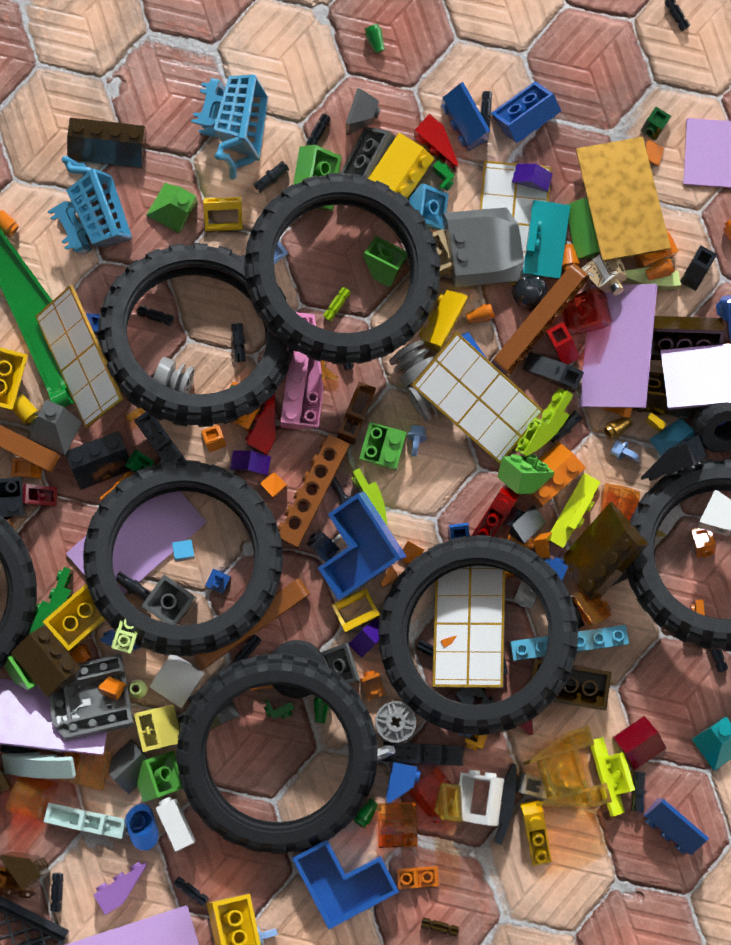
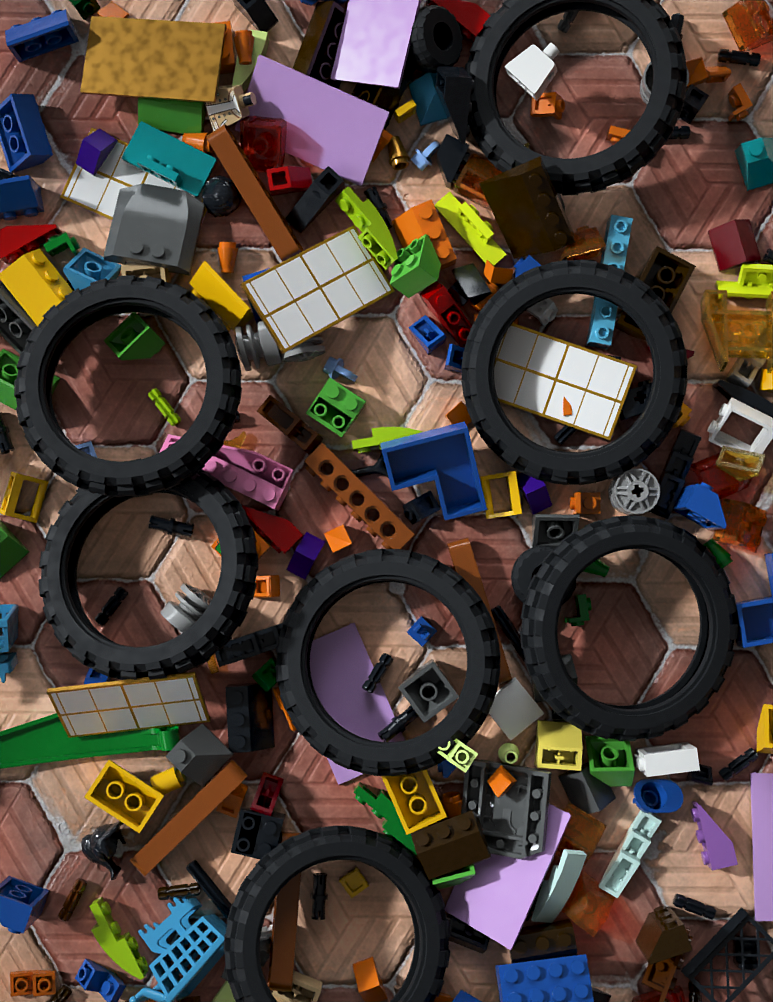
camera: 70 degrees left, 5 degrees up
(165, 554) = (377, 673): none -> black axle
(171, 860) = (703, 776): none -> black slope
(183, 550) = (382, 659): slope -> none
(385, 751) = (661, 511): white tile -> none
(390, 577) = (479, 448): orange slope -> none
(472, 503) = (427, 334): none -> blue slope
(613, 100) = (41, 35): none -> blue slope
(628, 474) = (450, 158): none -> black slope

